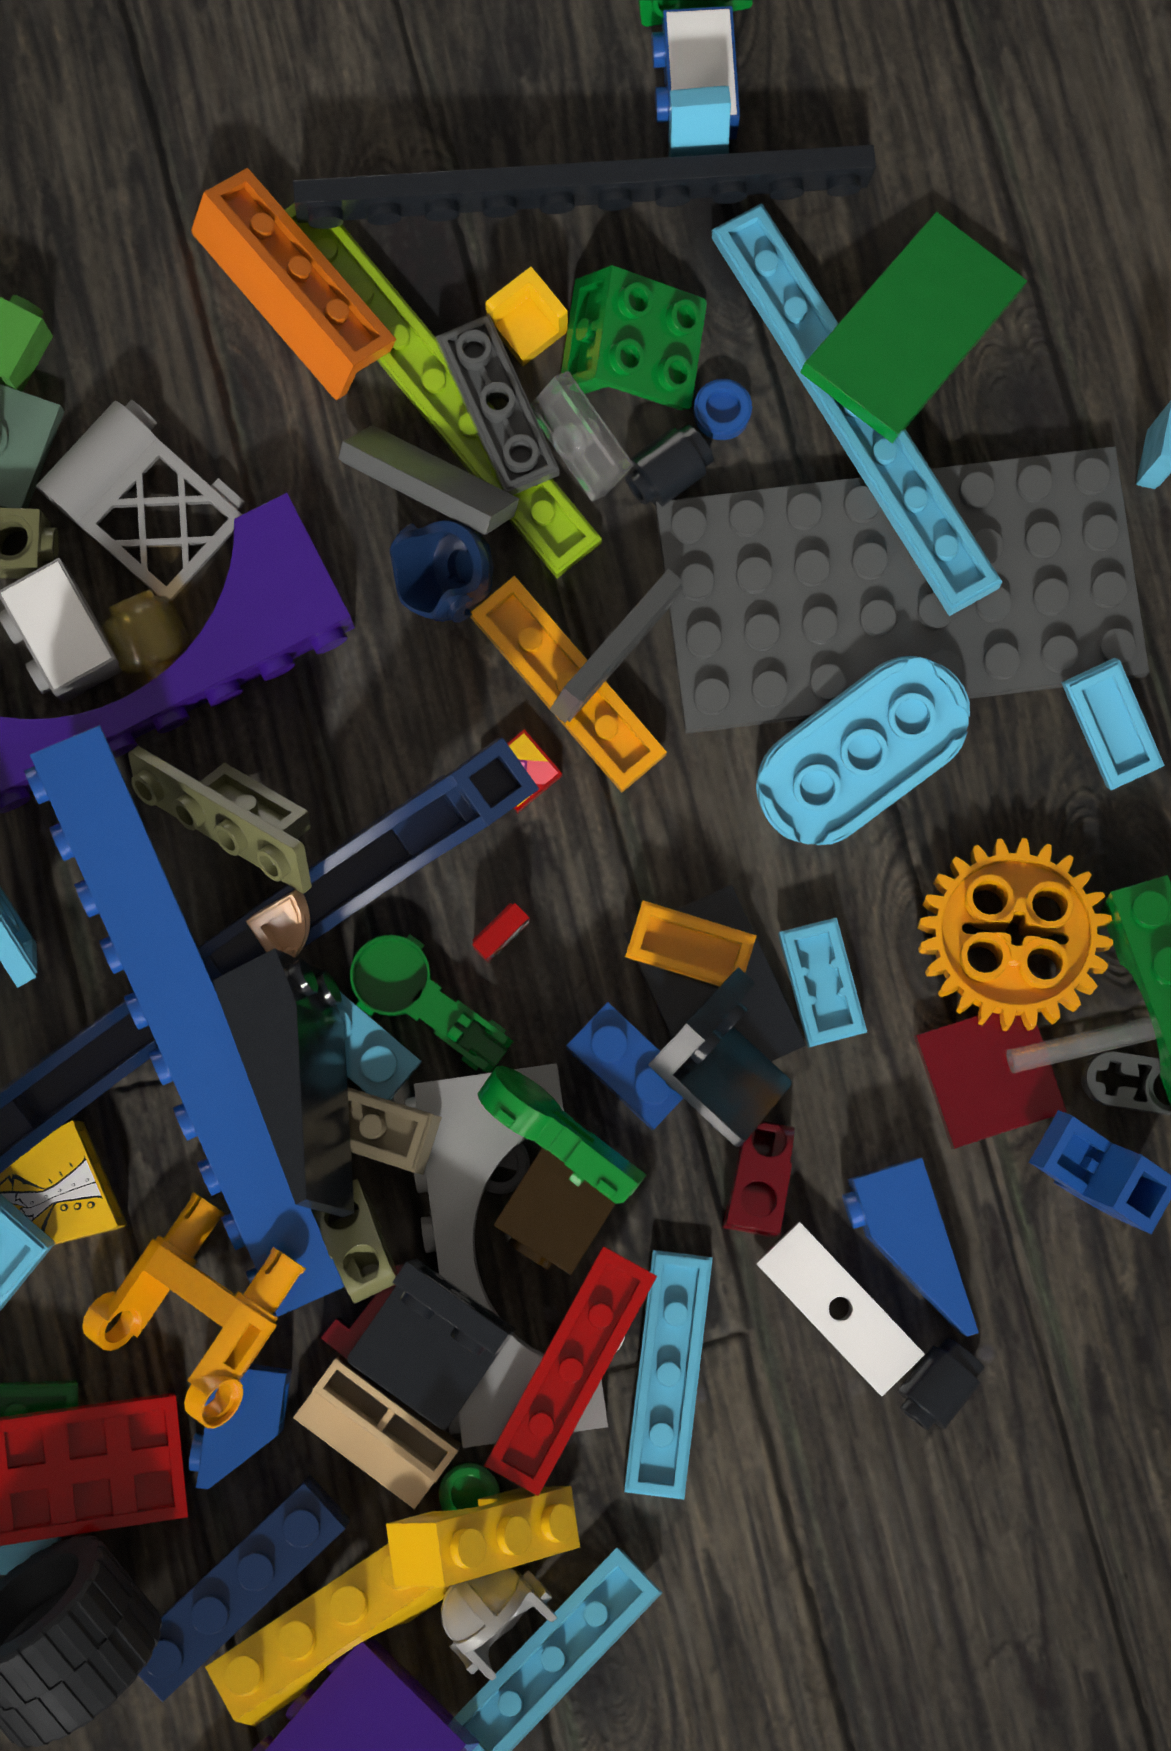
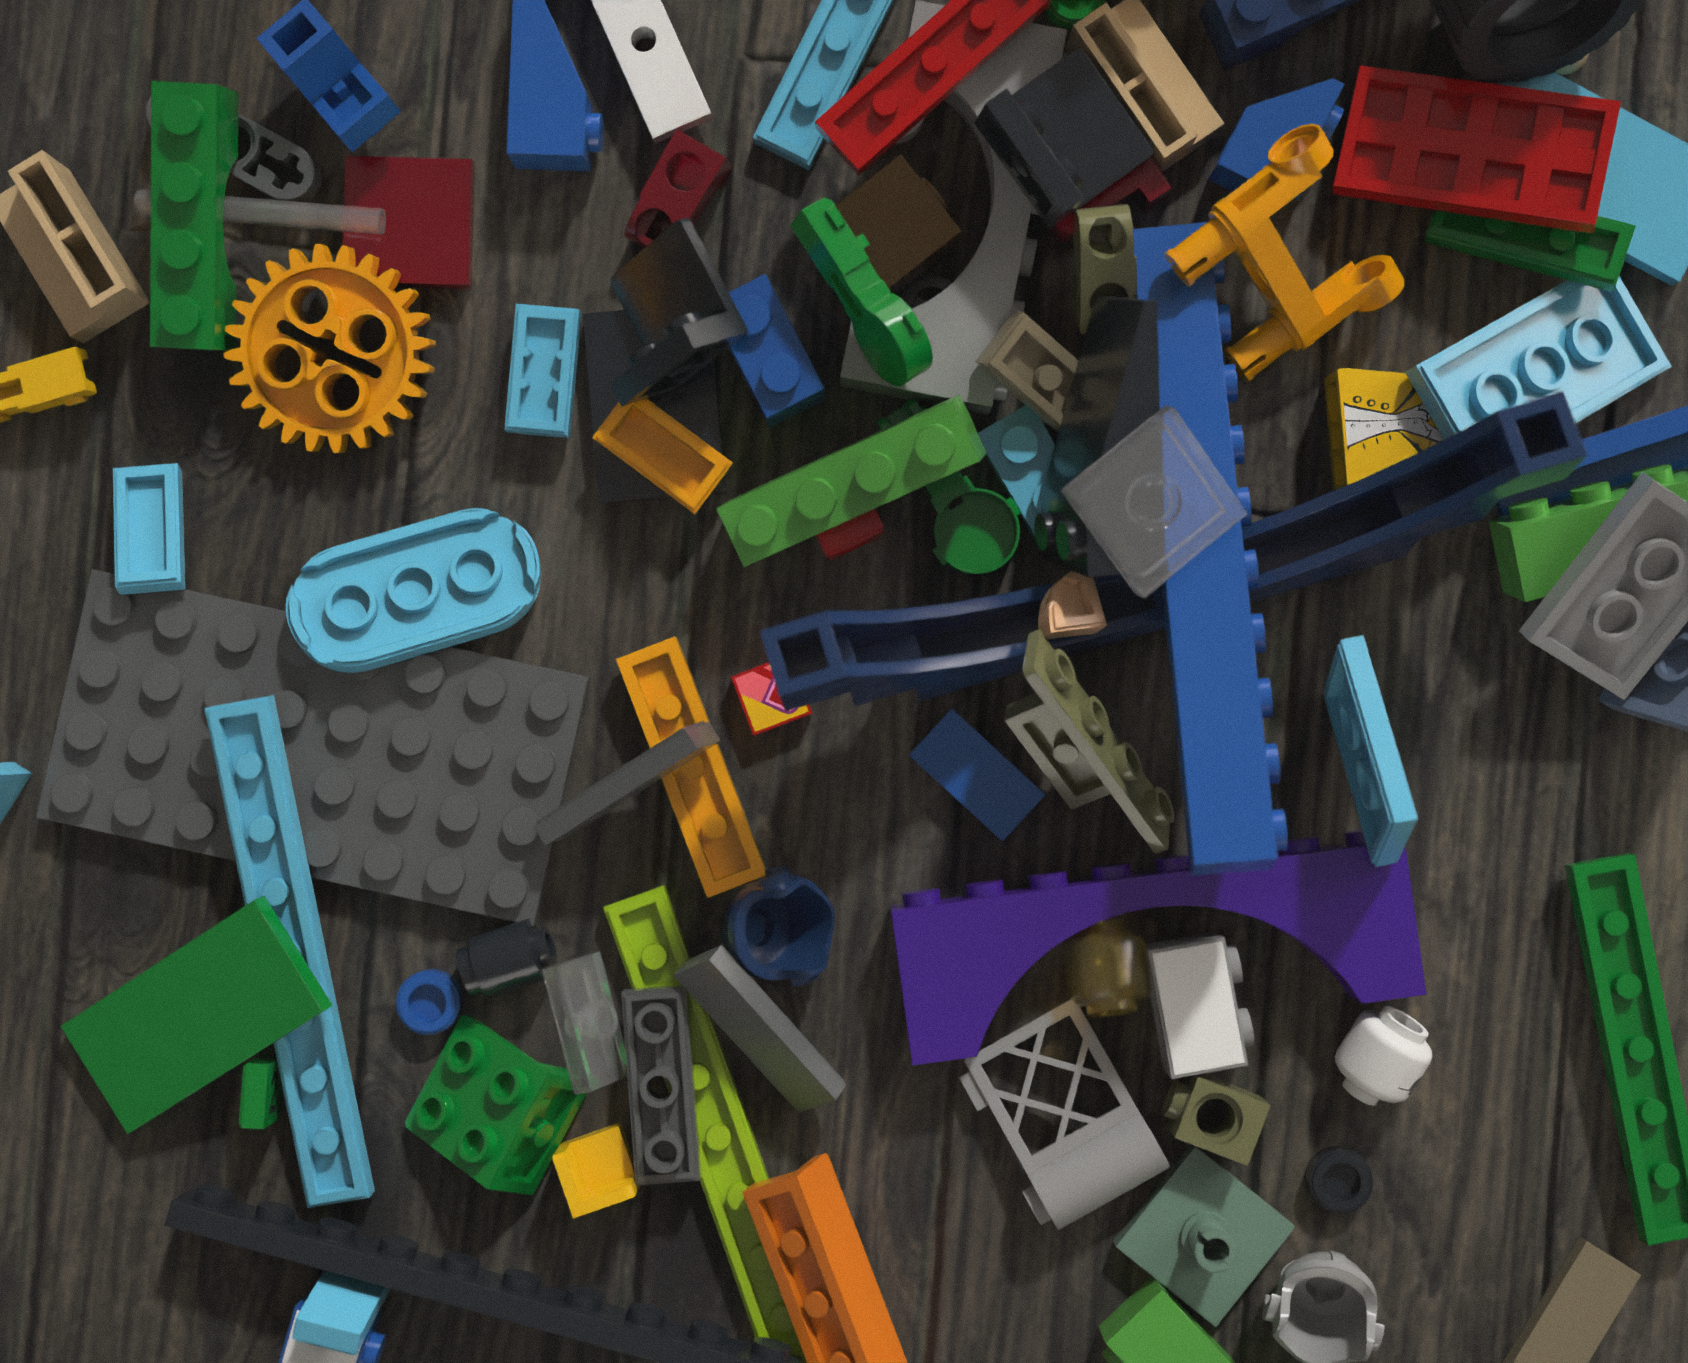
camera: 155 degrees left, 5 degrees up
(238, 1031) = (1154, 501): none -> clear tile
(317, 764) = (976, 774): none -> blue tile
(513, 974) = (852, 481): none -> bright green brick
(836, 282) = (260, 1092): none -> green tile

